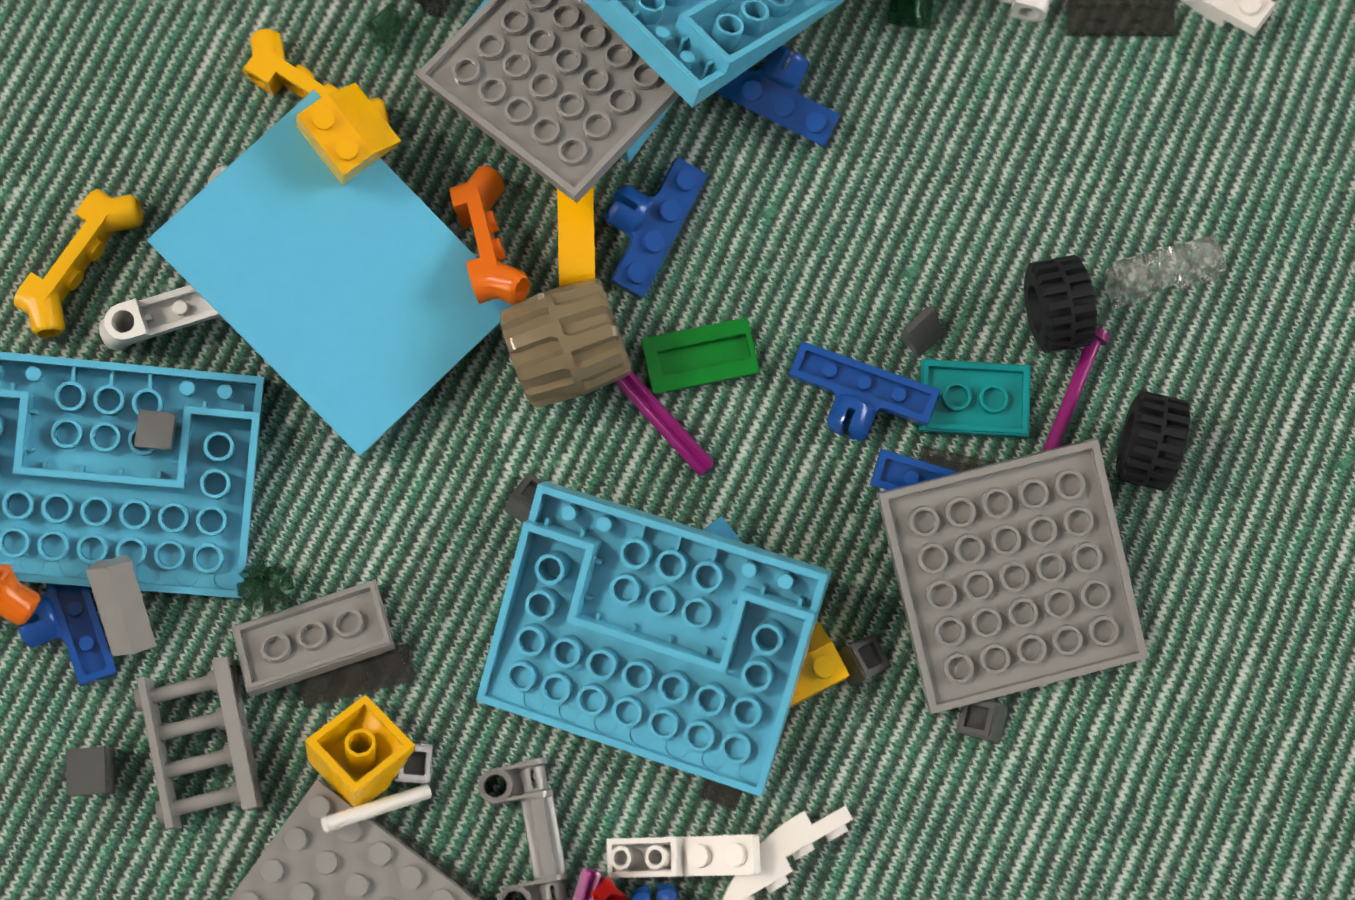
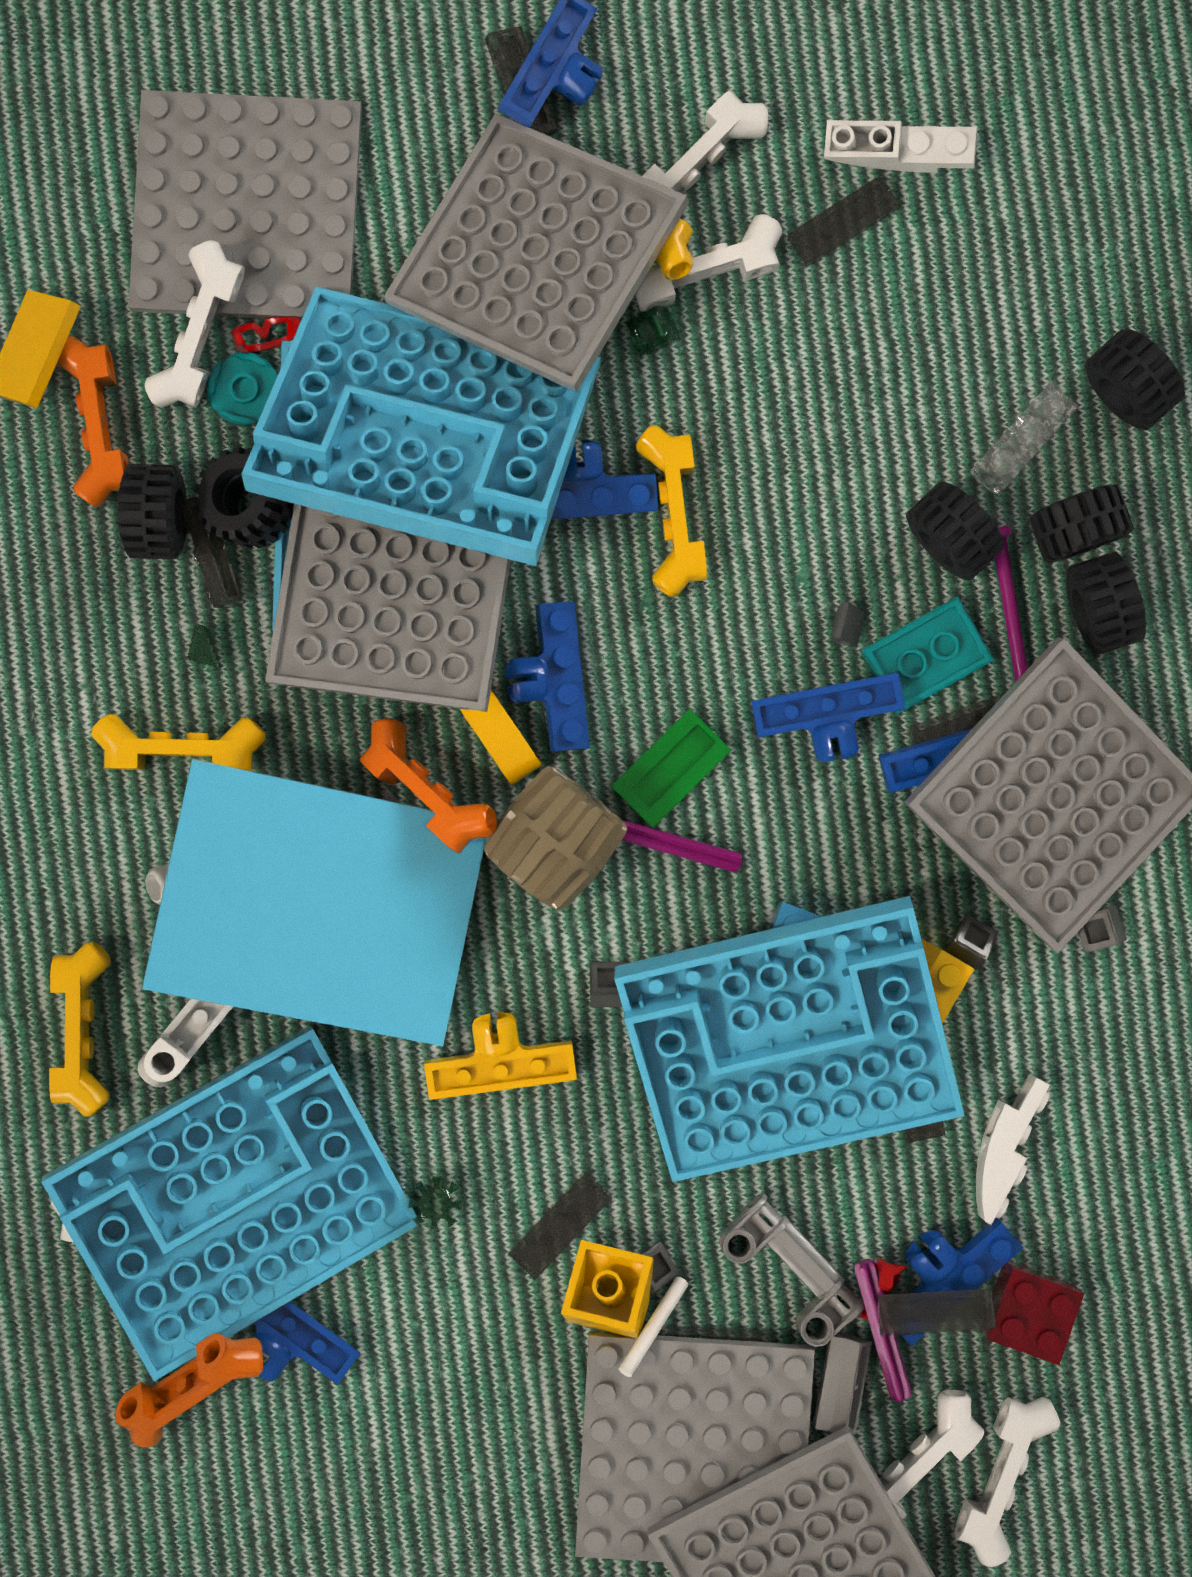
camera: 30 degrees left, 10 degrees up
(90, 771) = (395, 1447): dark grey panel -> none
(121, 606) = (328, 1300): light grey piece -> none
(156, 430) = (256, 1137): dark grey slope -> none
(236, 753) = (505, 1354): light grey fence -> none
(312, 638) = (504, 1219): light grey tile -> none
(346, 131) = (249, 778): yellow slope -> none
(398, 504) = (499, 1062): none -> yellow plate
(683, 856) = (928, 1201): white slope -> none
(823, 196) = (687, 559): none -> yellow plate
(1171, 362) = (1081, 523): none -> black tyre
(1288, 274) = (1135, 379): none -> black tyre

